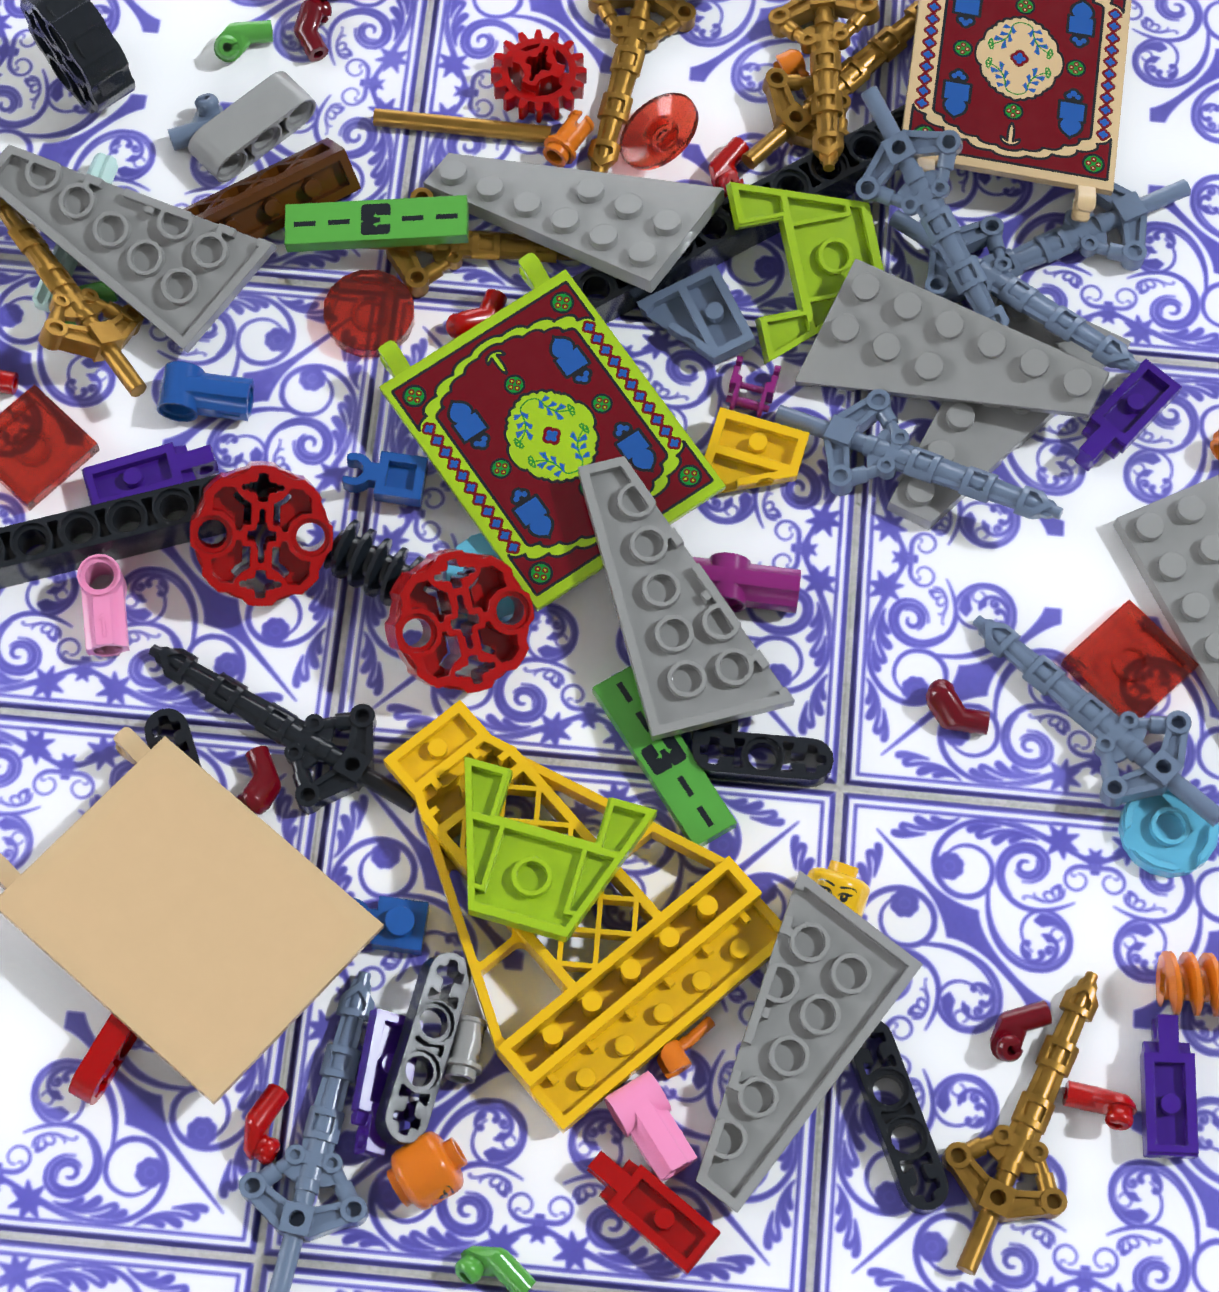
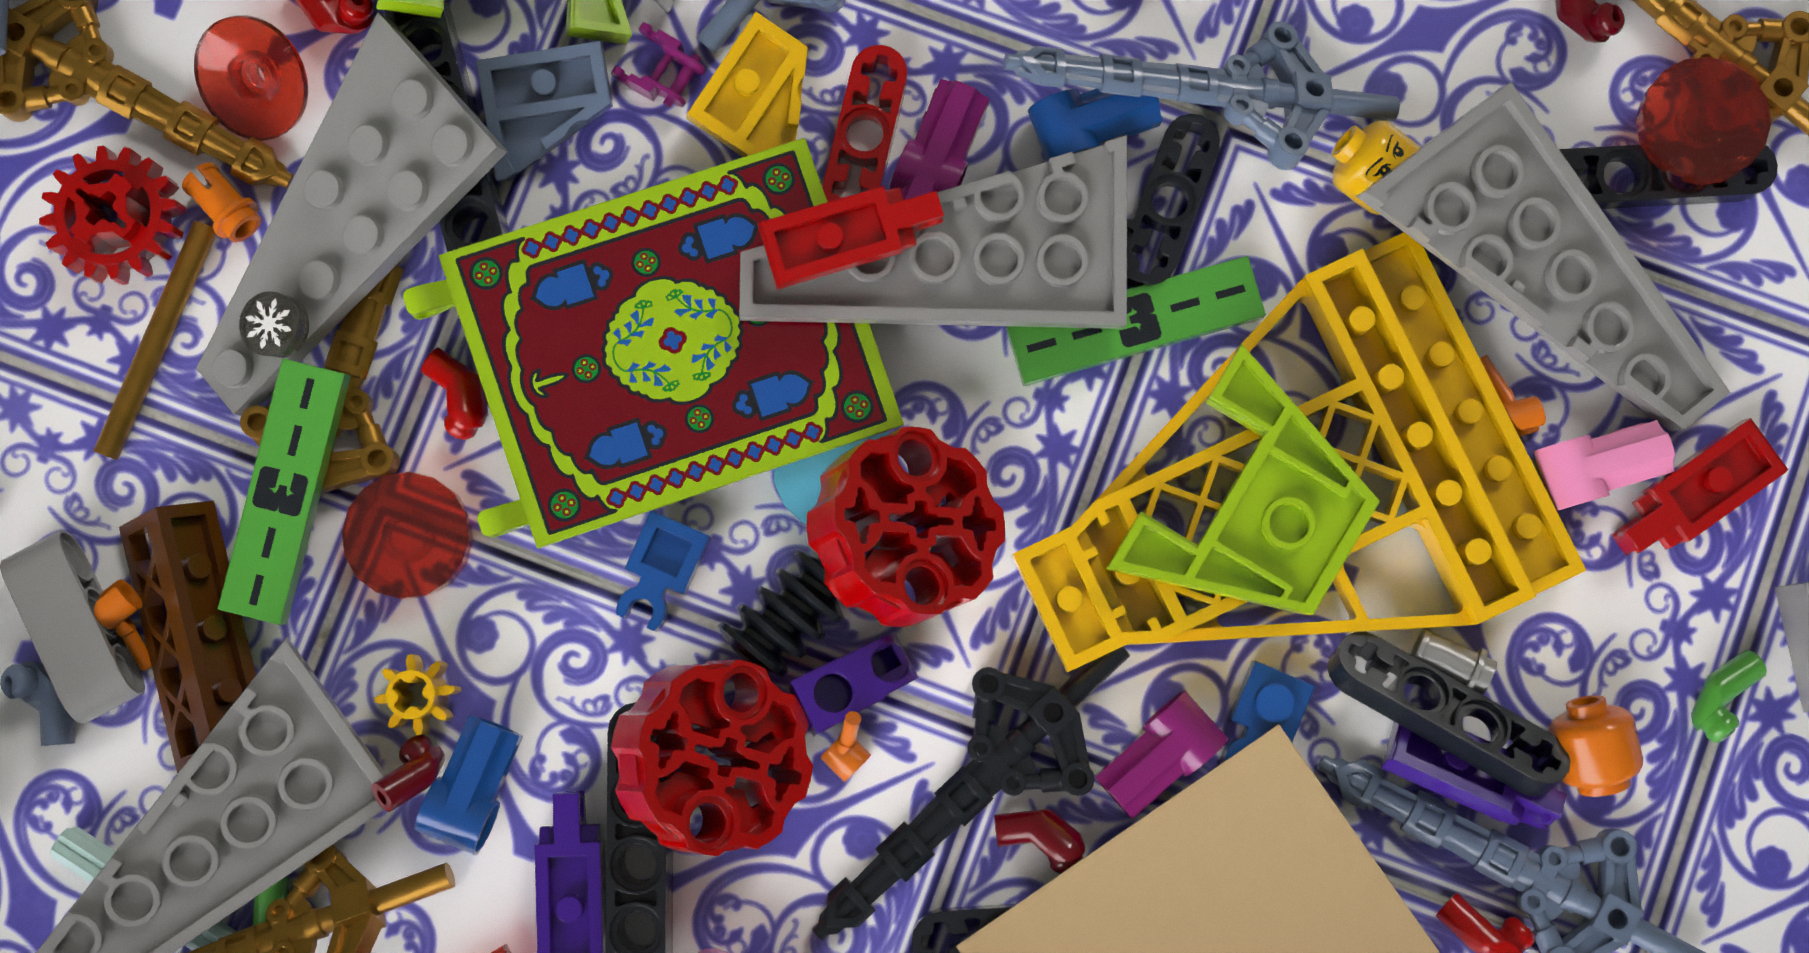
camera: 70 degrees left, 15 degrees up
(210, 359) = (419, 770): none -> dark red arm
(259, 344) = (399, 697): none -> yellow gear
(267, 146) = (113, 612): none -> orange hand
(290, 631) = (846, 753): none -> orange hand
(338, 621) = (852, 682): none -> dark purple leg
(351, 857) = (1173, 744): none -> magenta piece
(488, 184) = (274, 324): none -> clear smoke tile
(656, 516) = (845, 233): none -> red hinge
(779, 519) = (859, 89): none -> red beam
(816, 698) = (1087, 120): none -> blue piece
(858, 779) = (1238, 86): none -> sand blue bar
(947, 1134) = (1703, 120): none -> clear red tile

